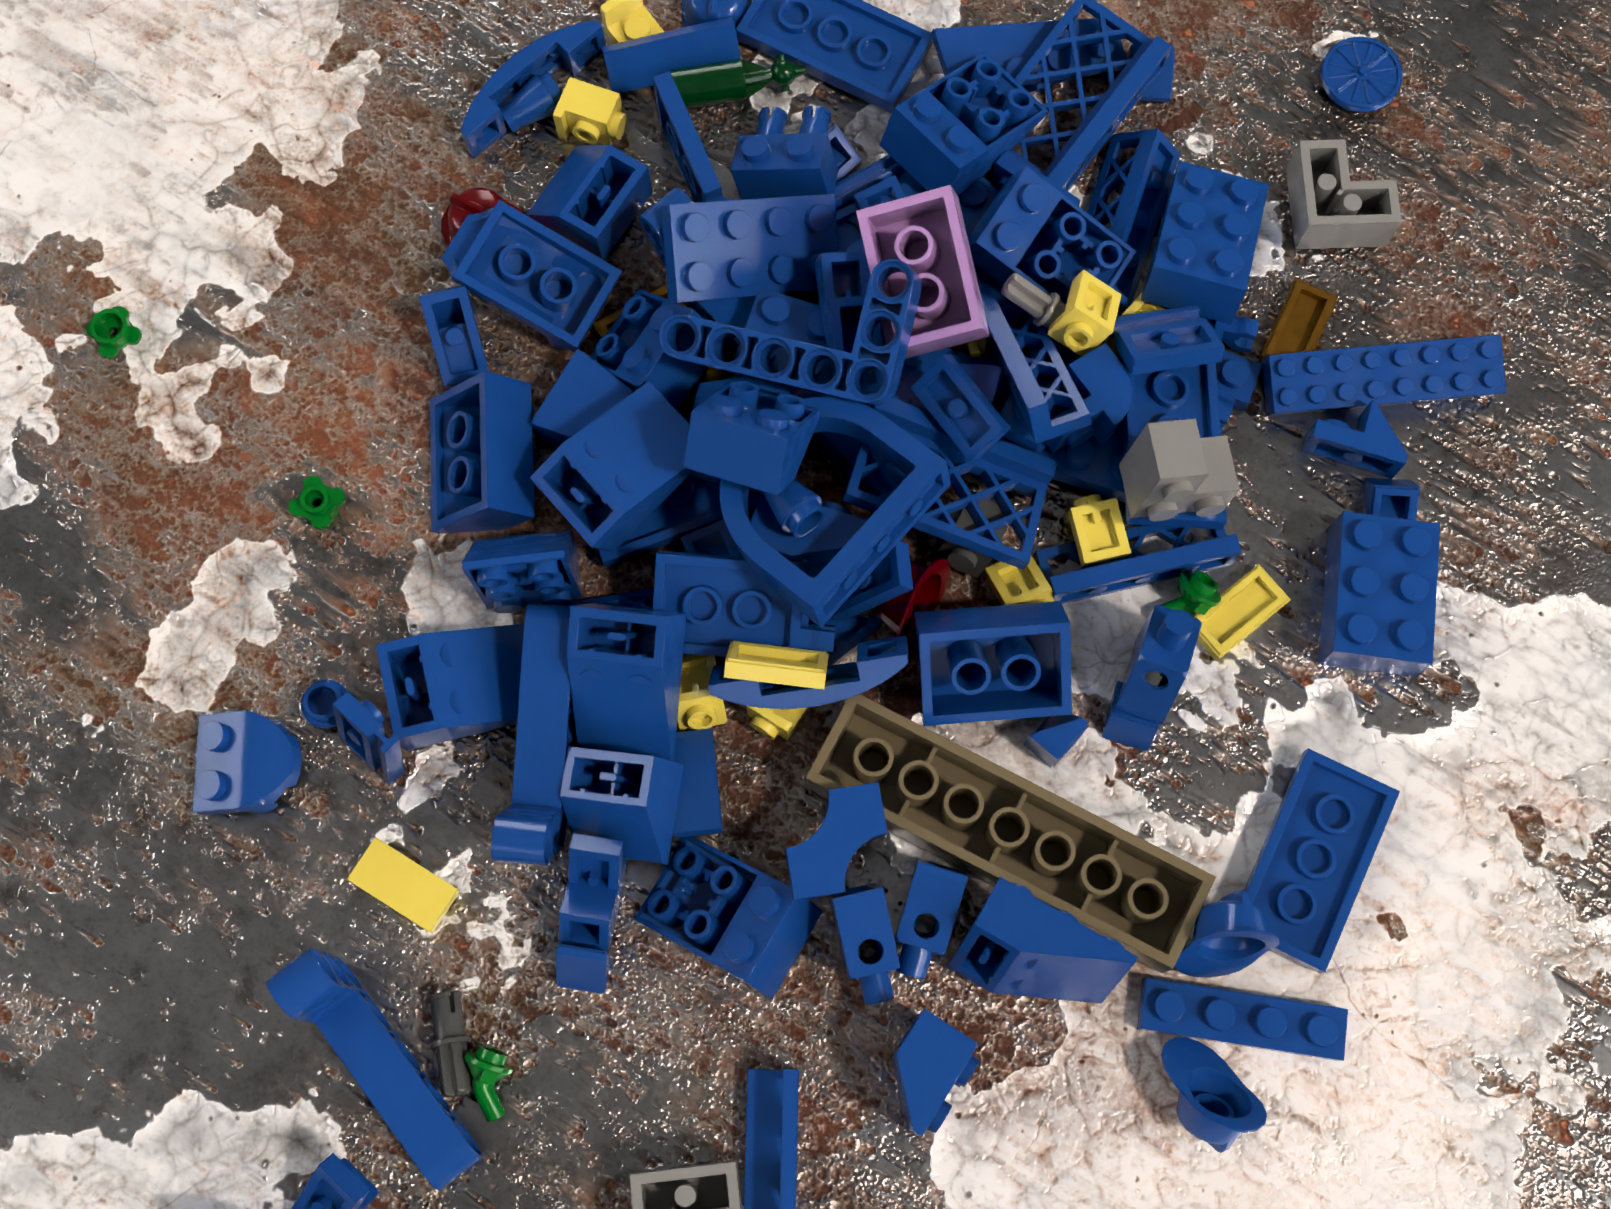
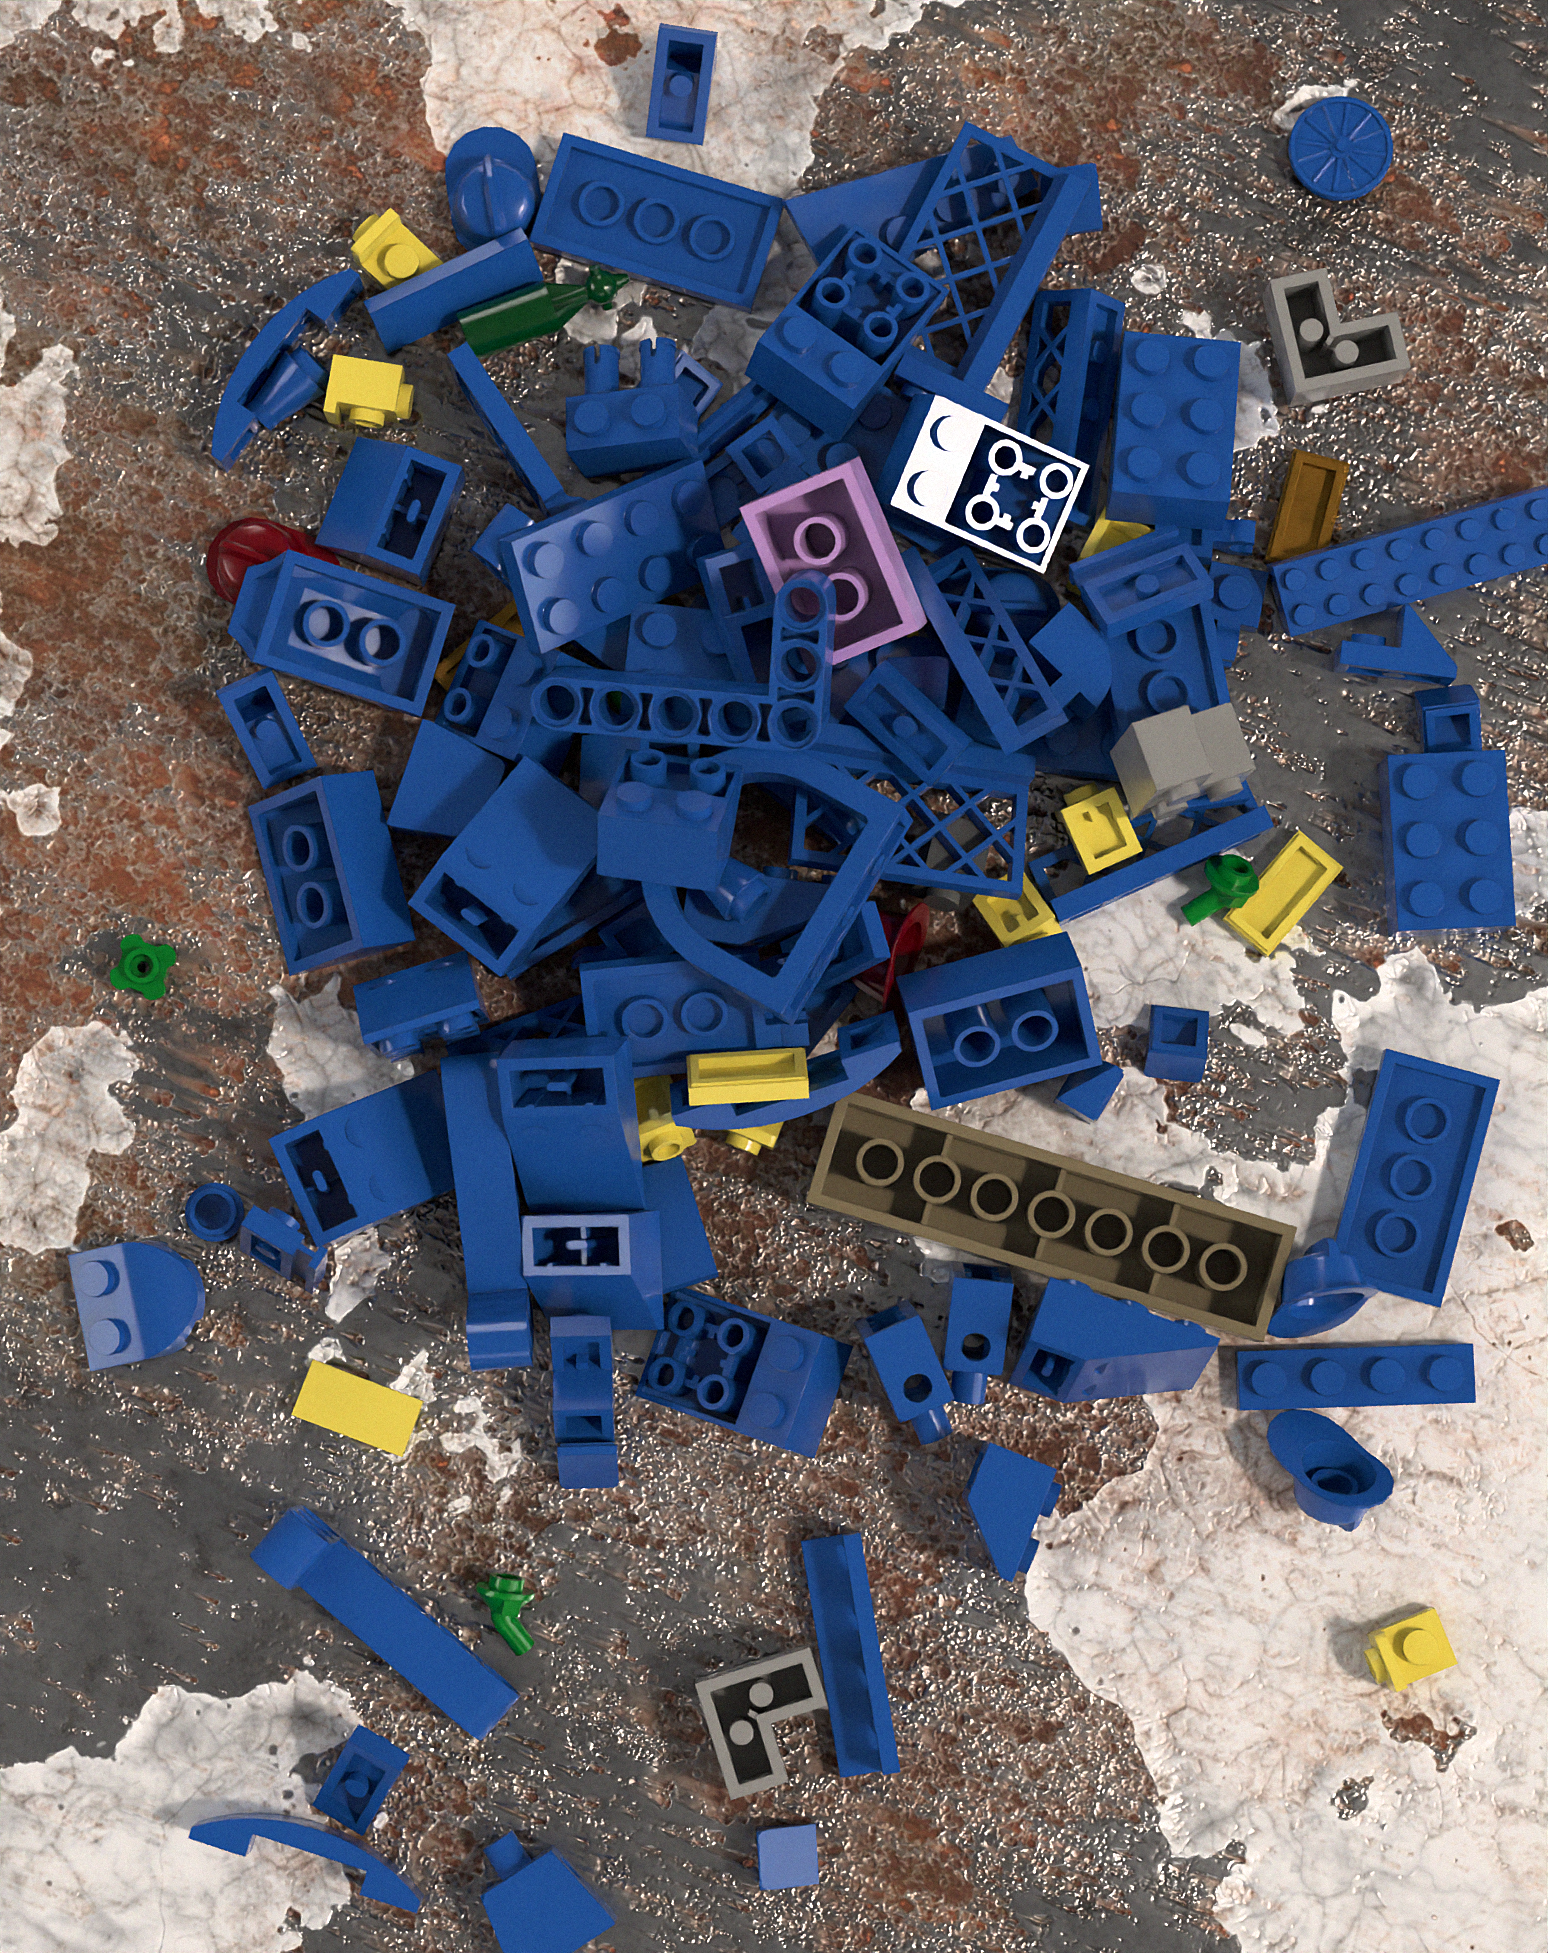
camera: 15 degrees left, 10 degrees up
(450, 1043) = (455, 1577): dark grey axle -> none
(821, 862) = (867, 1244): blue tile -> none
(1033, 300) = (990, 569): light grey axle -> none
(1087, 315) = (1041, 569): light yellow bracket -> none
(1161, 646) = (1195, 972): blue torso -> none

